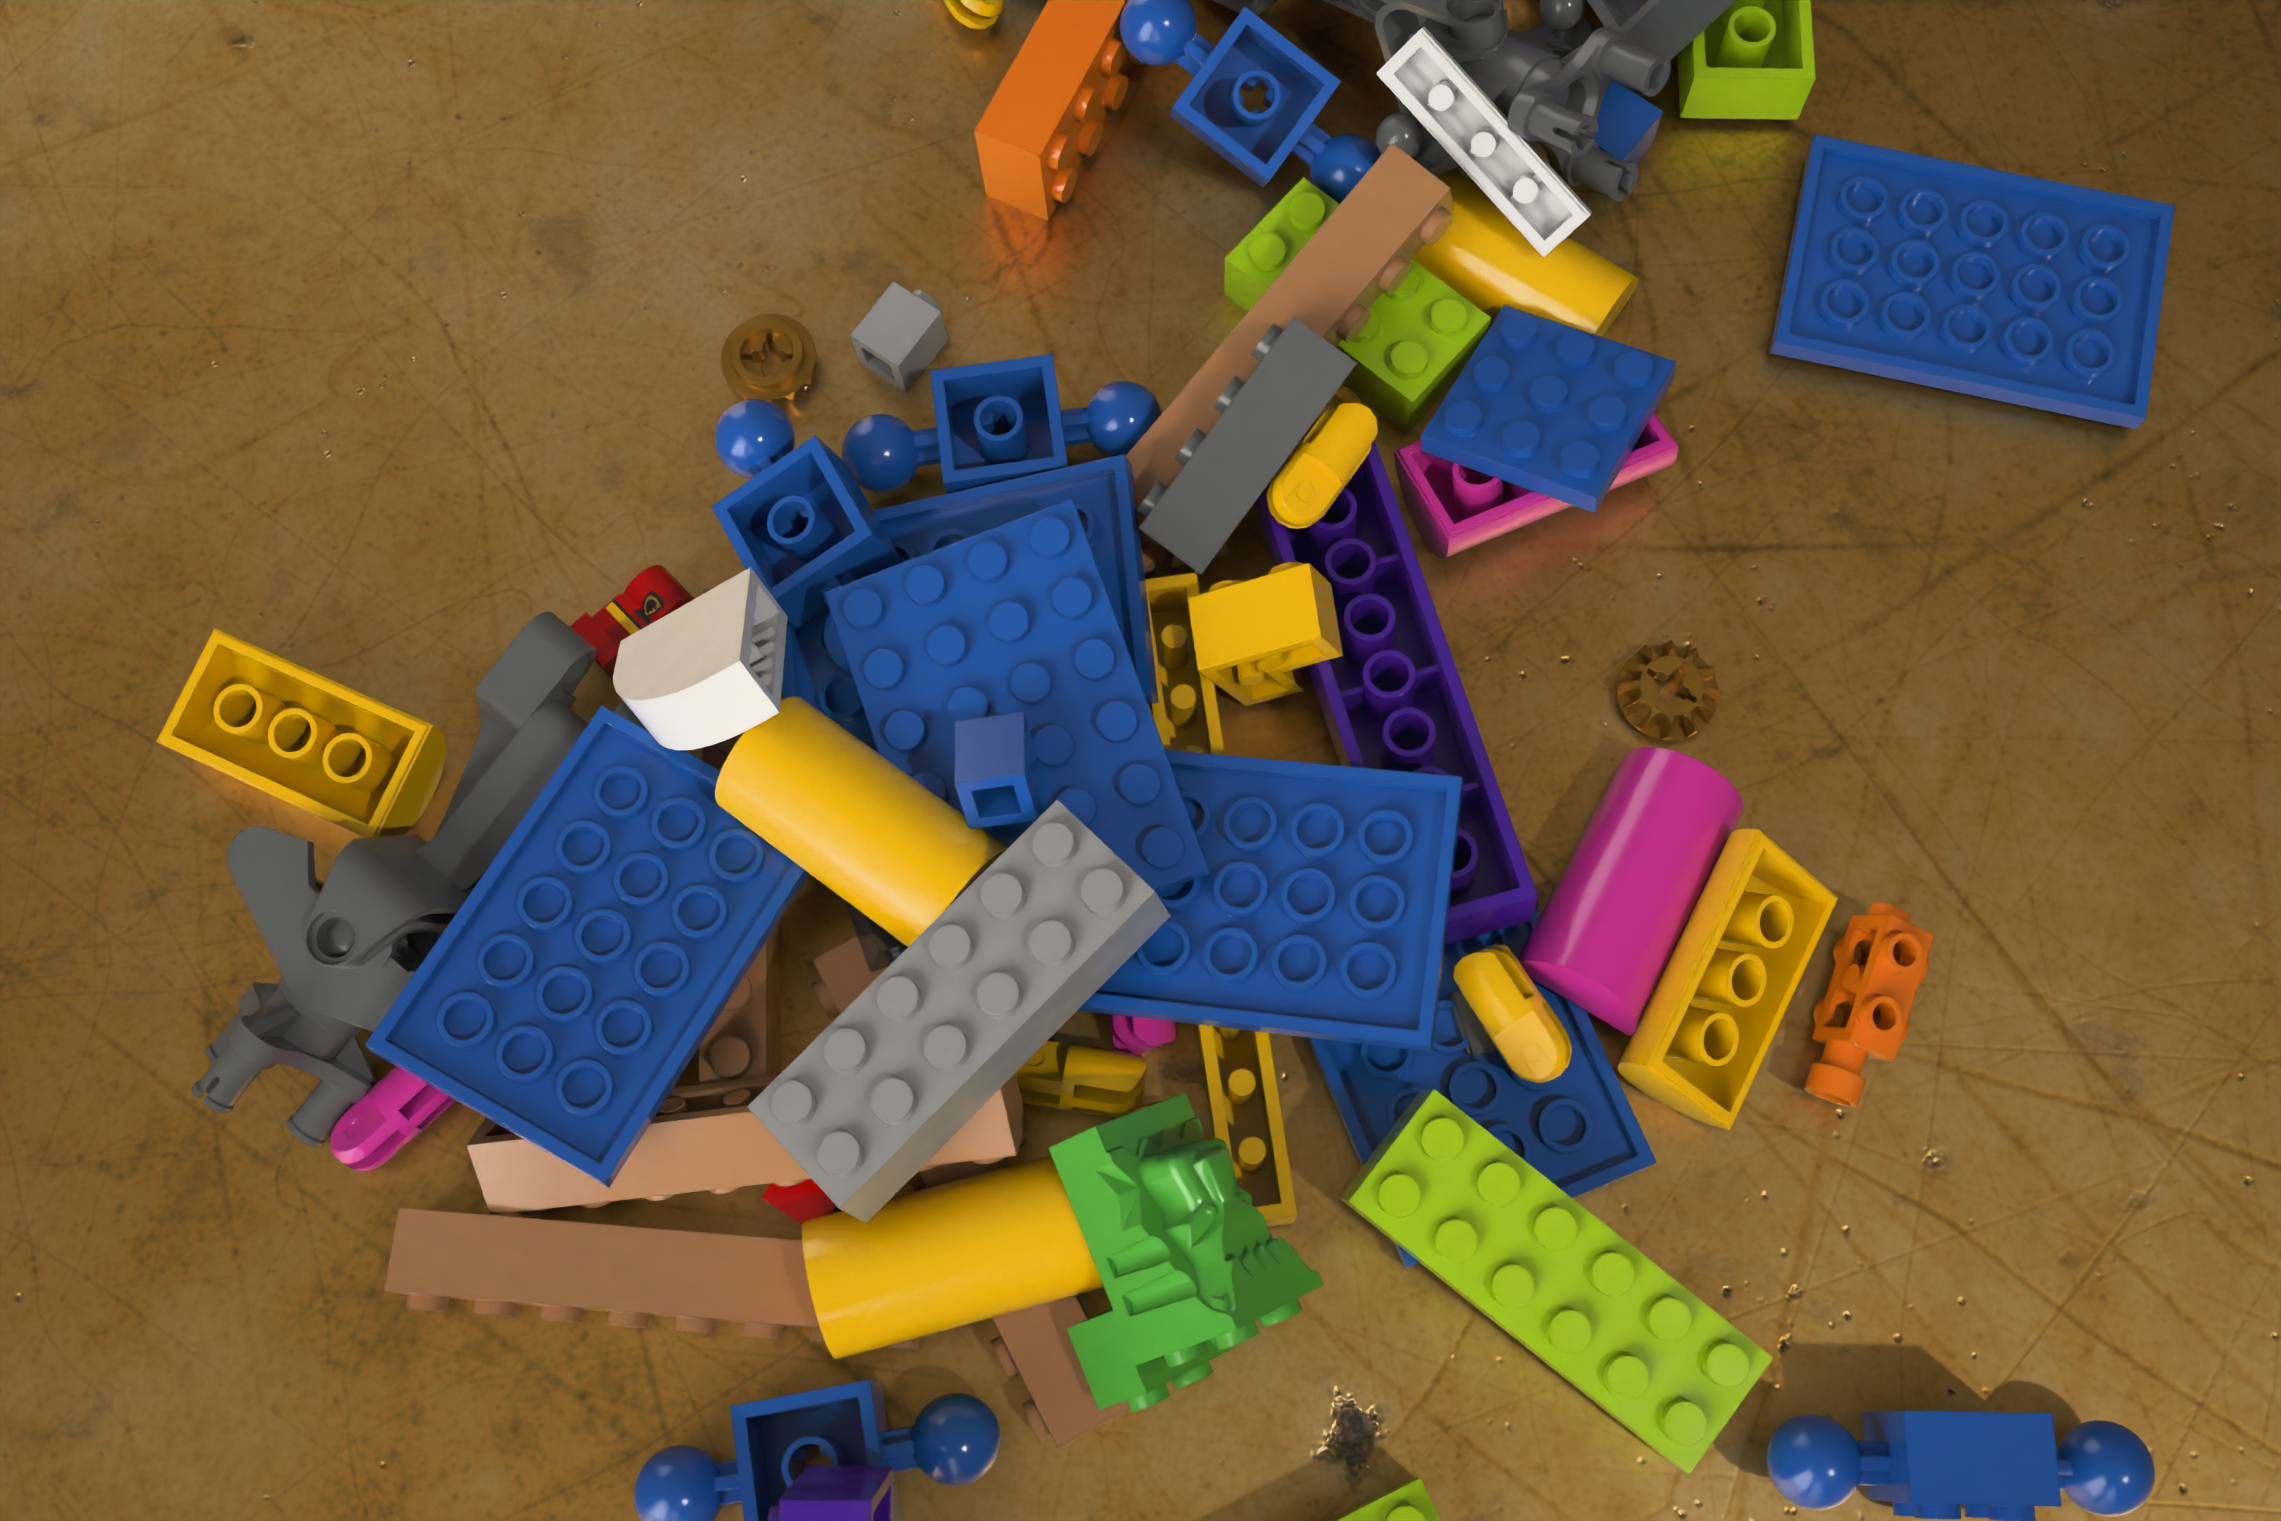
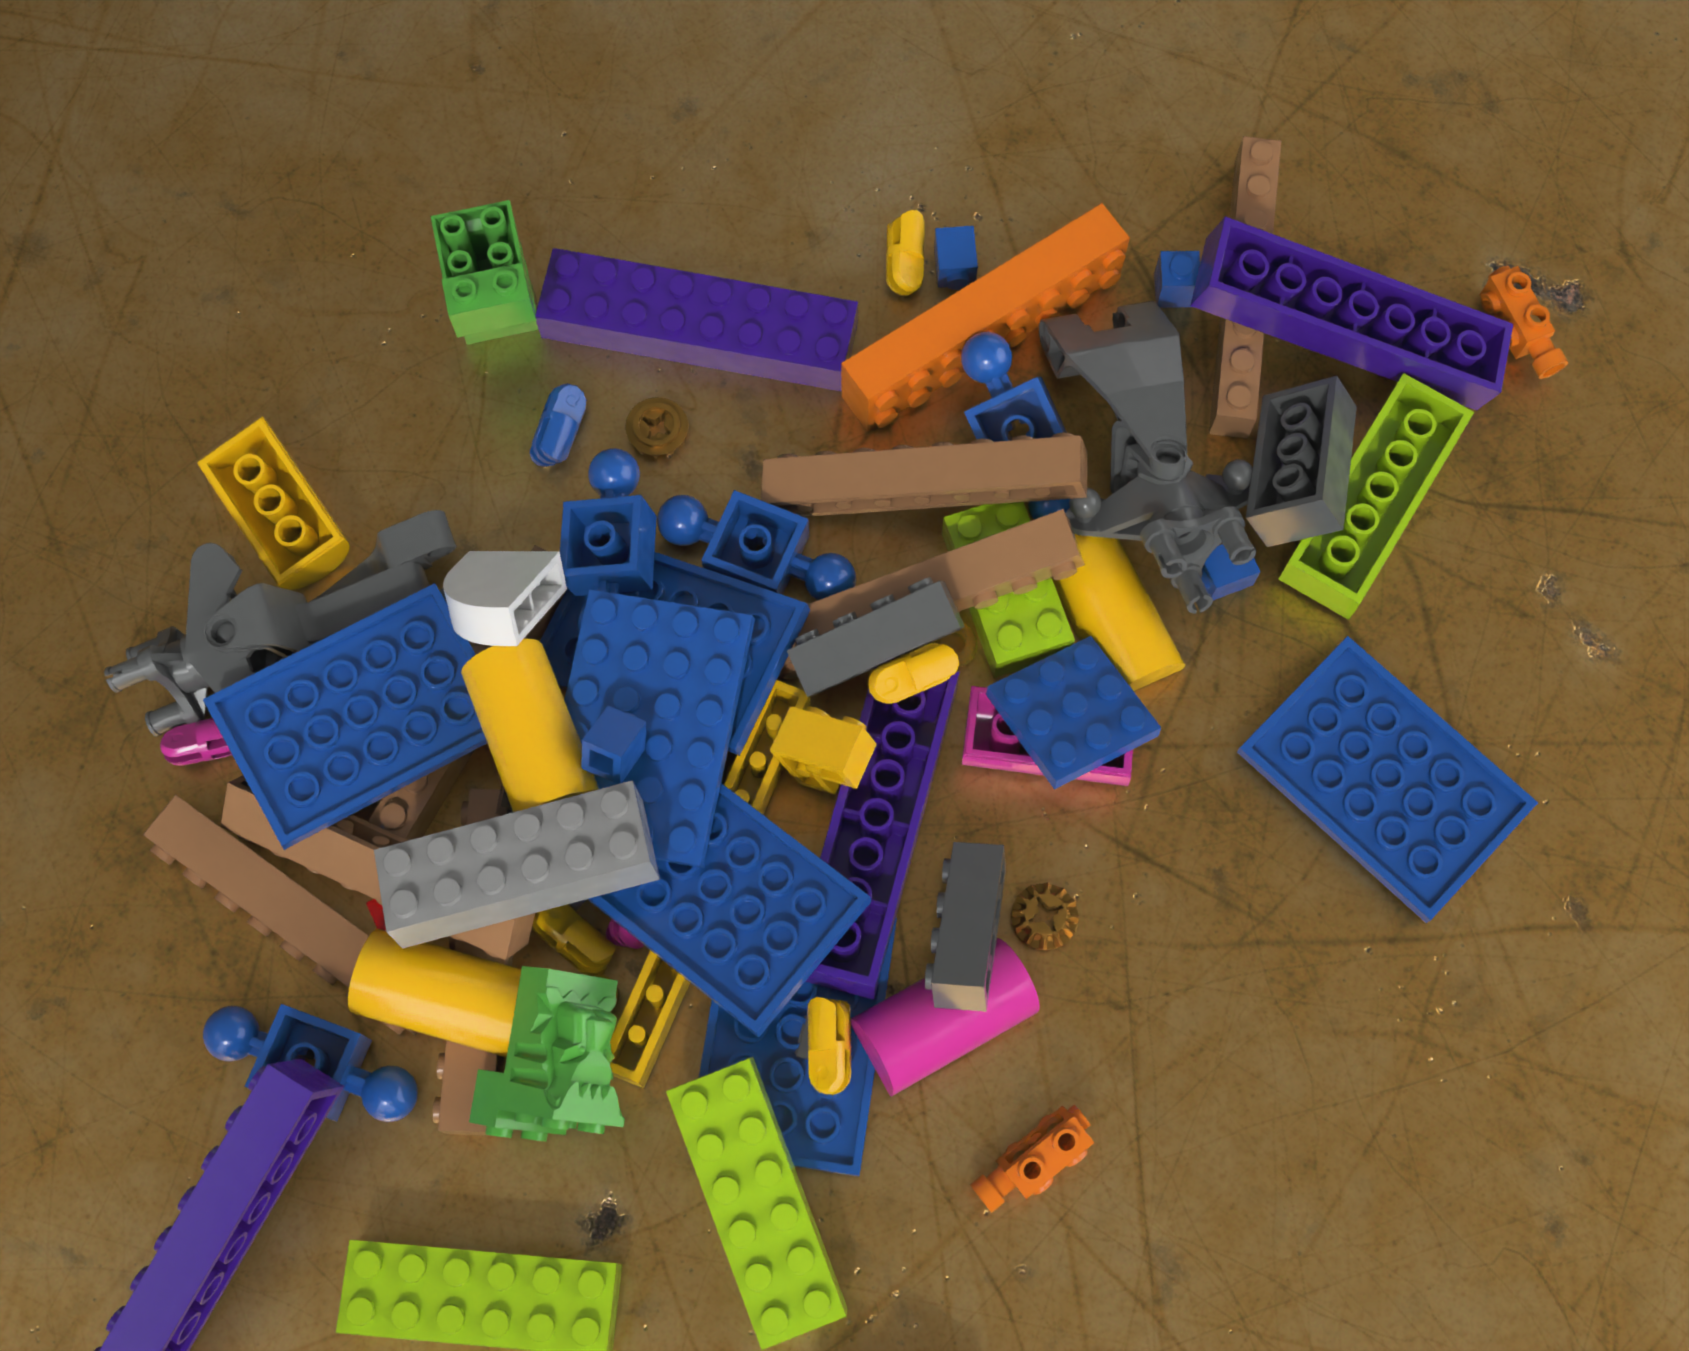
camera: 25 degrees right, 0 degrees up
(423, 267) = (484, 273): none -> bright green brick
(635, 426) = (558, 425): none -> blue arm
(644, 601) = (502, 534): red leg -> none
(737, 193) = (696, 319): none -> dark purple brick
(900, 336) = (737, 456): light grey brick -> none
(1178, 212) = (928, 476): none -> medium nougat brick
(1482, 143) = (1121, 526): white brick -> none
(1599, 752) = (967, 927): none -> dark grey brick
(1728, 981) = (965, 1099): yellow brick -> none

